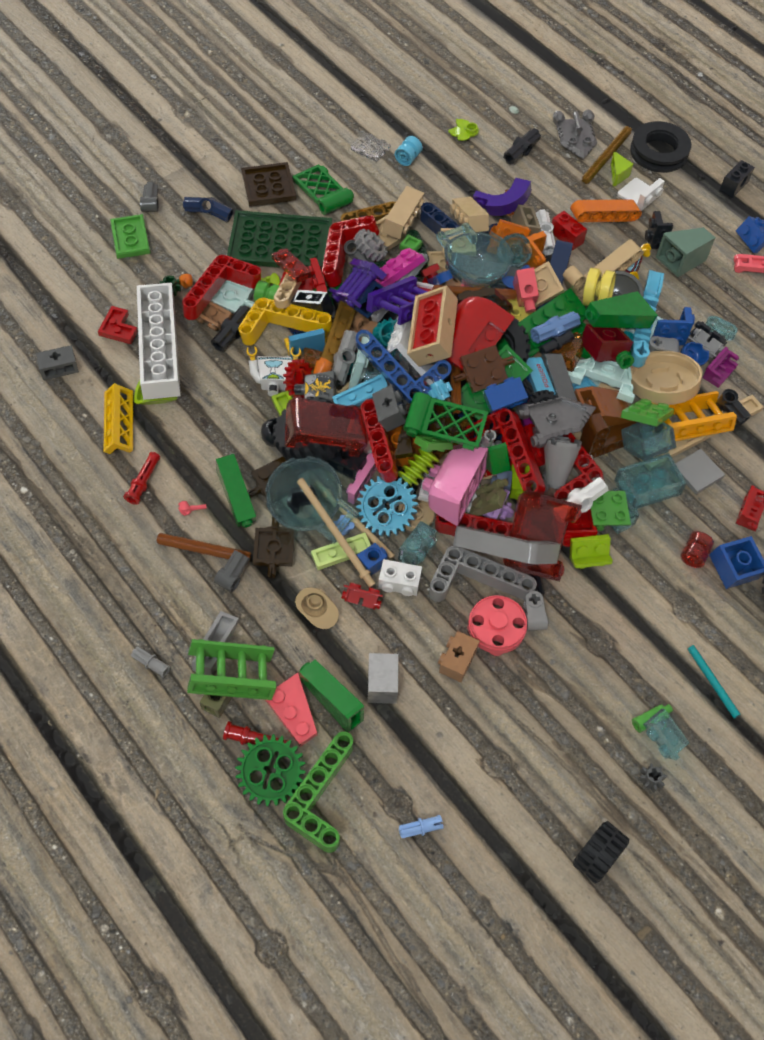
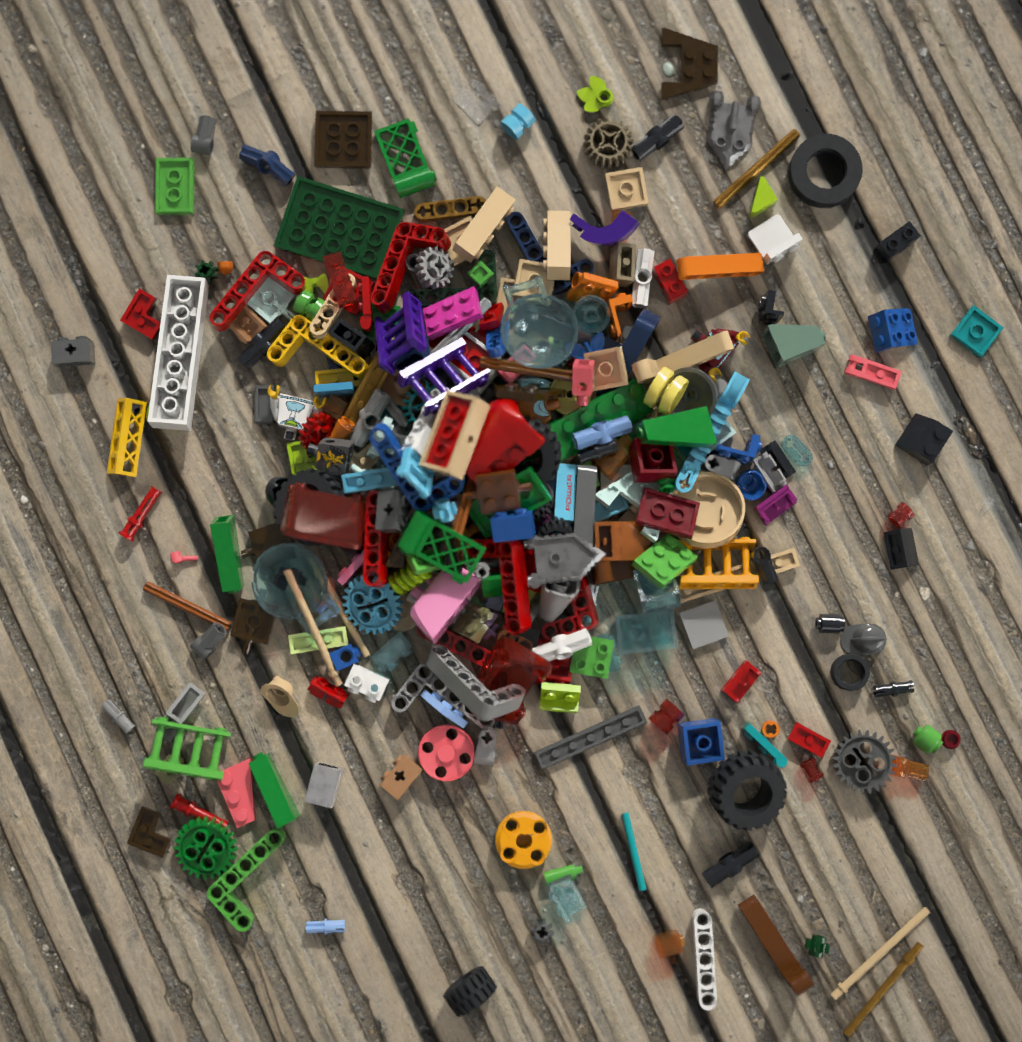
camera: 15 degrees right, 25 degrees up
(200, 774) = (143, 833): none -> dark brown plate
(242, 374) = (262, 408): none -> dark grey tile
(407, 363) = (410, 462): none -> medium azure plate
(483, 579) = (444, 708): none -> light blue plate
(484, 154) = (600, 130): none -> dark tan gear
(504, 177) = (626, 189): none -> tan plate
(535, 102) = (698, 64): none -> dark brown wing
(601, 690) = (523, 839): none -> light orange piece
(630, 586) = (590, 737): none -> dark grey tile
(635, 377) = (667, 513): none -> dark red tile

